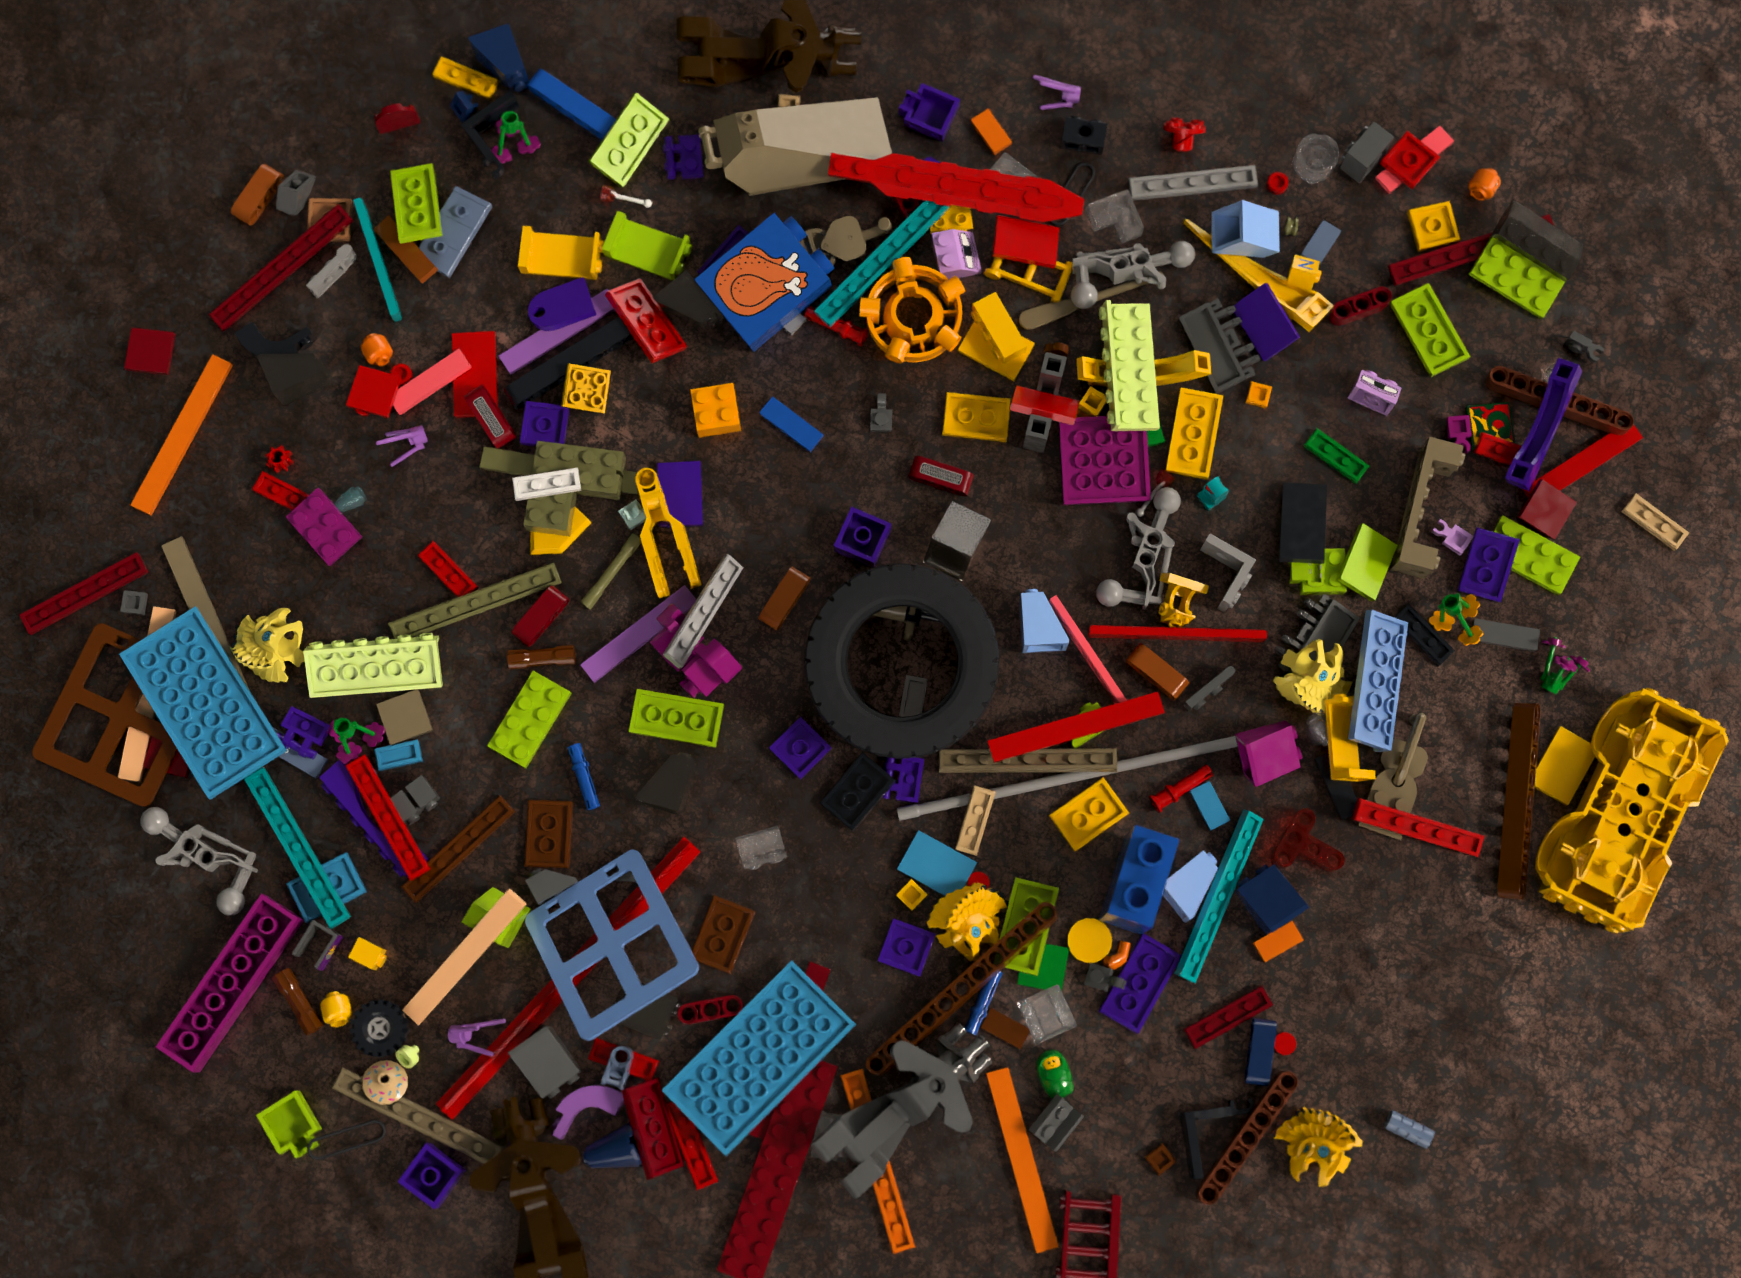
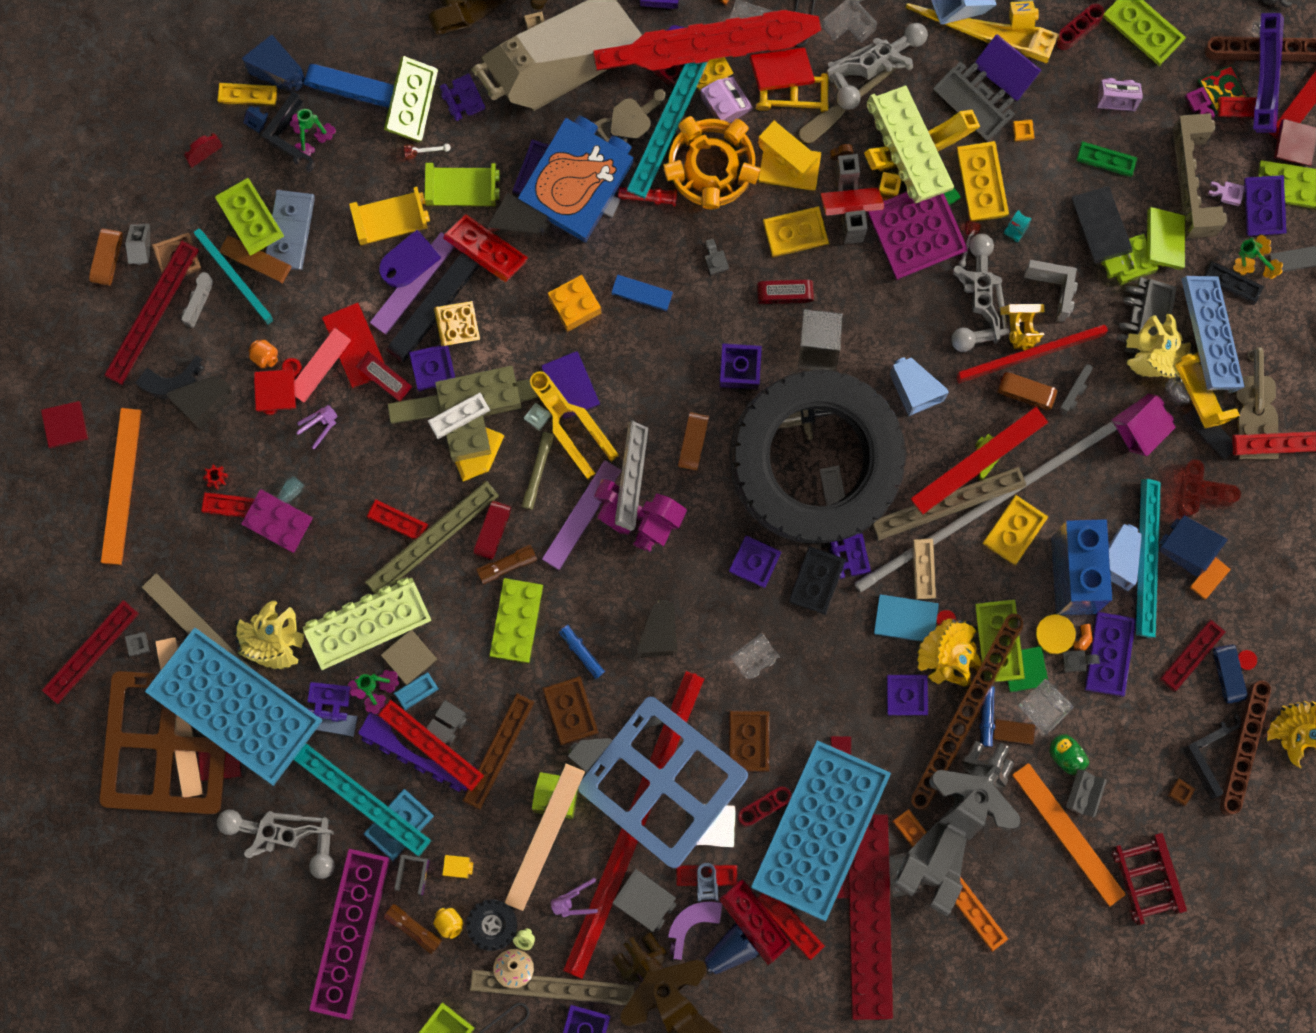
camera: 25 degrees left, 0 degrees up
(676, 718) = (641, 574): lime plate -> none
(911, 895) = (894, 650): yellow plate -> none
(1086, 651) = (966, 397): coral tile -> none
(1172, 792) = (1078, 487): red pin -> none
(1209, 805) = (1112, 487): dark azure tile -> none

